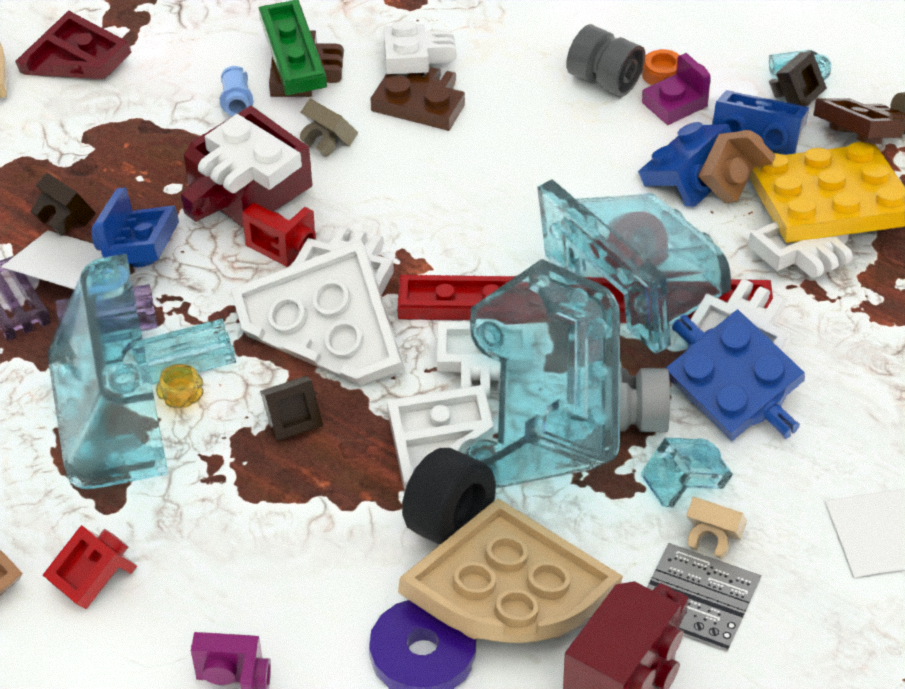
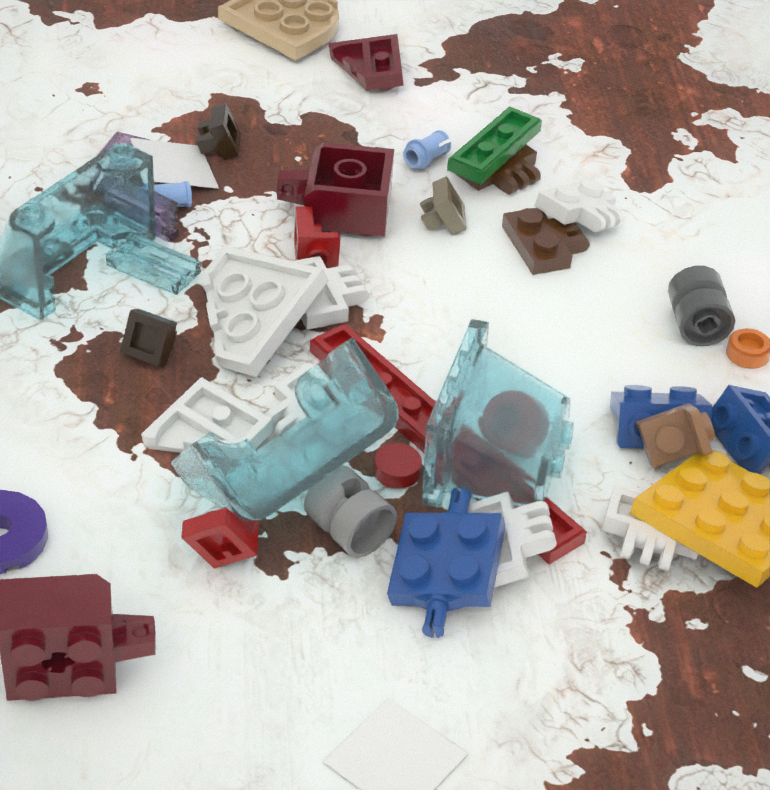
camera: 45 degrees right, 5 degrees down
(137, 233) = (225, 170): blue bracket -> none
(180, 386) = (117, 277): clear yellow plate -> none
(246, 154) = (335, 171): white hinge -> none
(446, 493) = (129, 482): black tyre -> none
(508, 579) = (96, 528): tan plate -> none
(588, 493) = (221, 537): none -> red bracket
(681, 93) = (724, 368): magenta bracket -> none
(684, 465) = (321, 584): clear light blue bracket -> none
(714, 520) = (277, 630): tan tile -> none
(715, 593) = (204, 670): light grey sticker -> none

